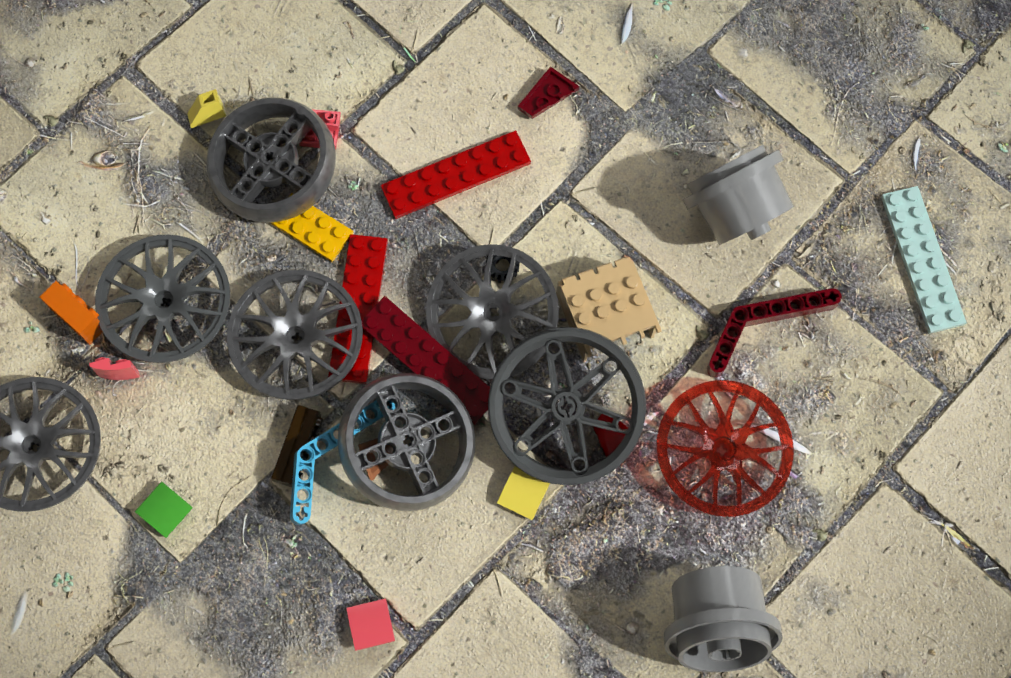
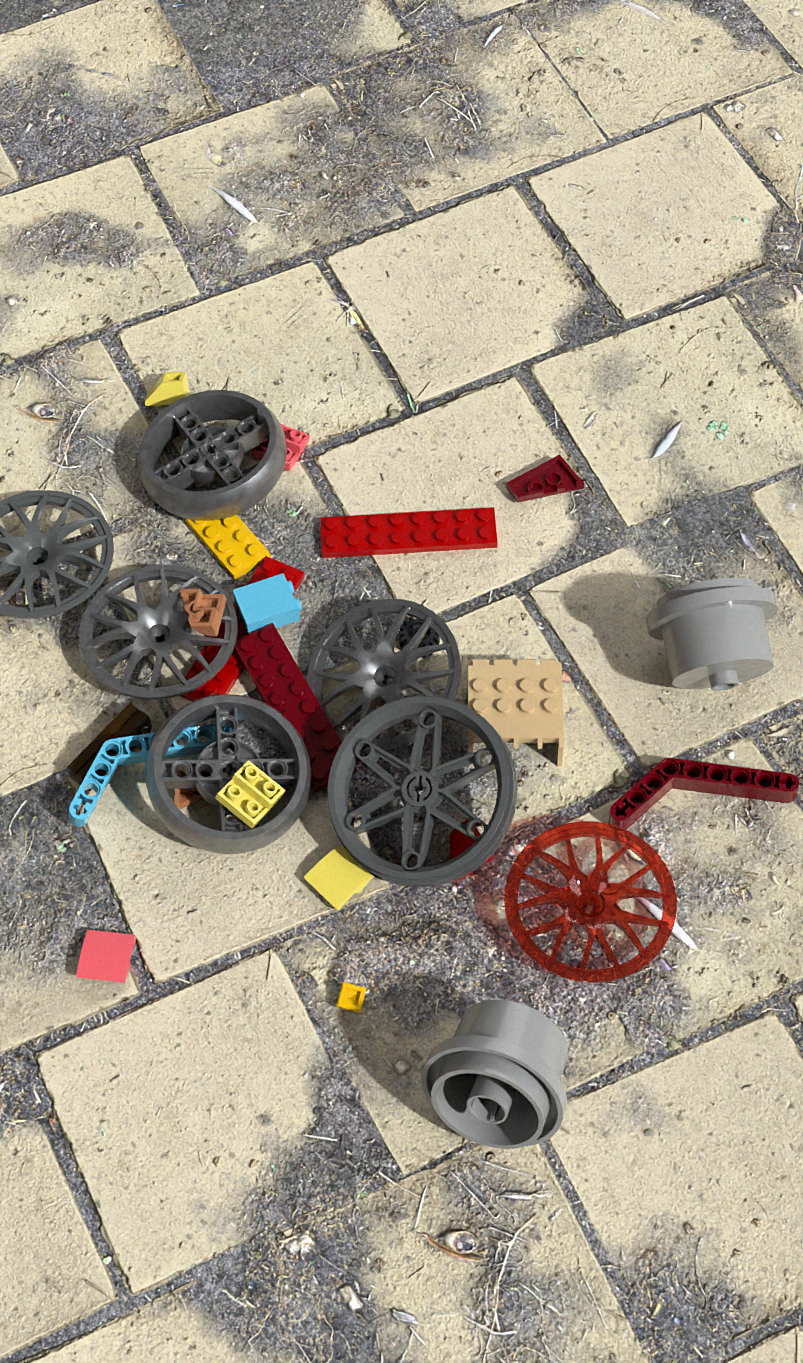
camera: 25 degrees right, 15 degrees down
(326, 305) = (204, 610): none -> nougat slope
(373, 280) = (267, 603): none -> medium azure brick
(435, 457) = (250, 794): none -> light yellow slope
(573, 588) = (351, 997): none -> yellow tile

